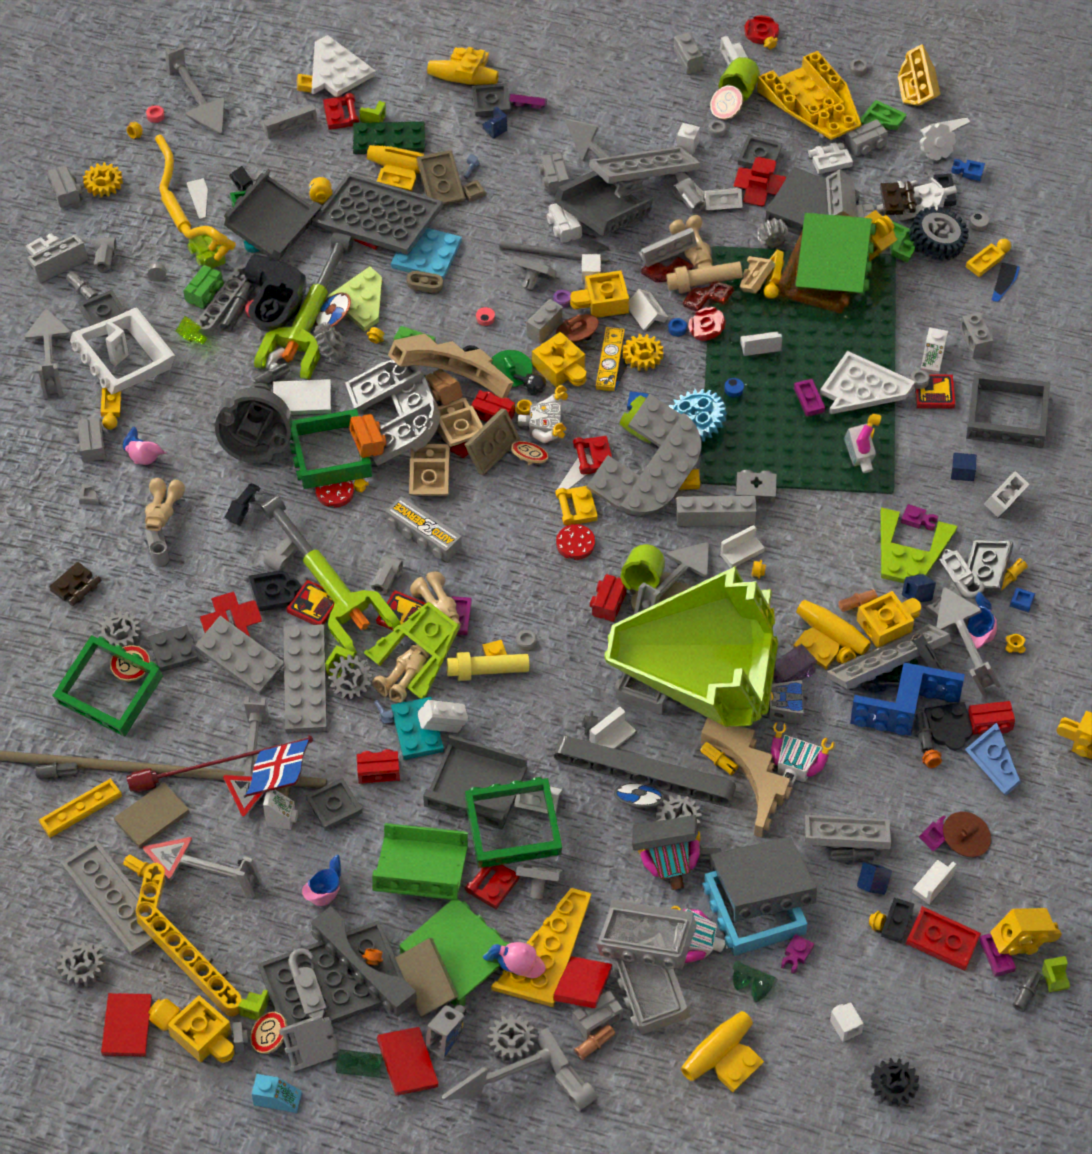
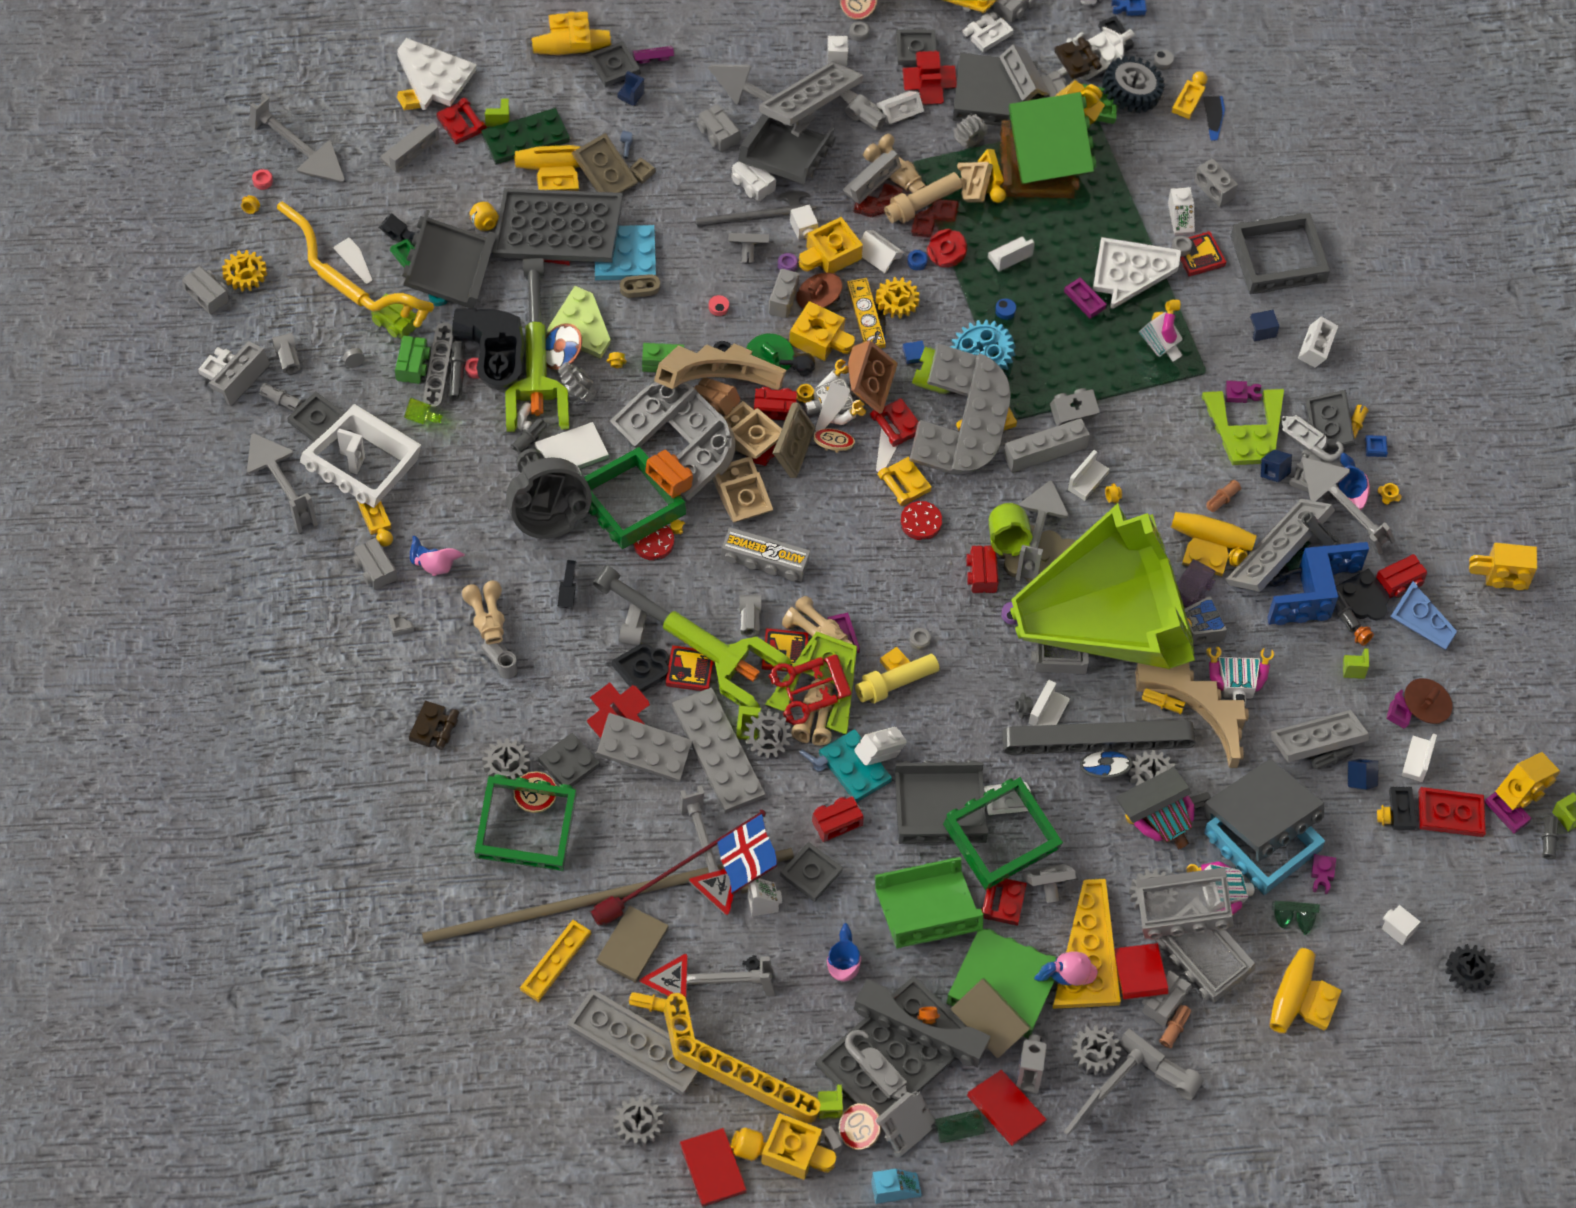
camera: 25 degrees left, 5 degrees up
(56, 770) = (513, 929): dark grey axle -> none
(431, 647) = (837, 676): none -> red piece
(538, 420) = (833, 403): none -> white sticker
(584, 406) = (871, 374): none -> nougat slope
(884, 610) = (1262, 506): yellow brick -> none
(912, 783) = (1356, 666): none -> lime panel

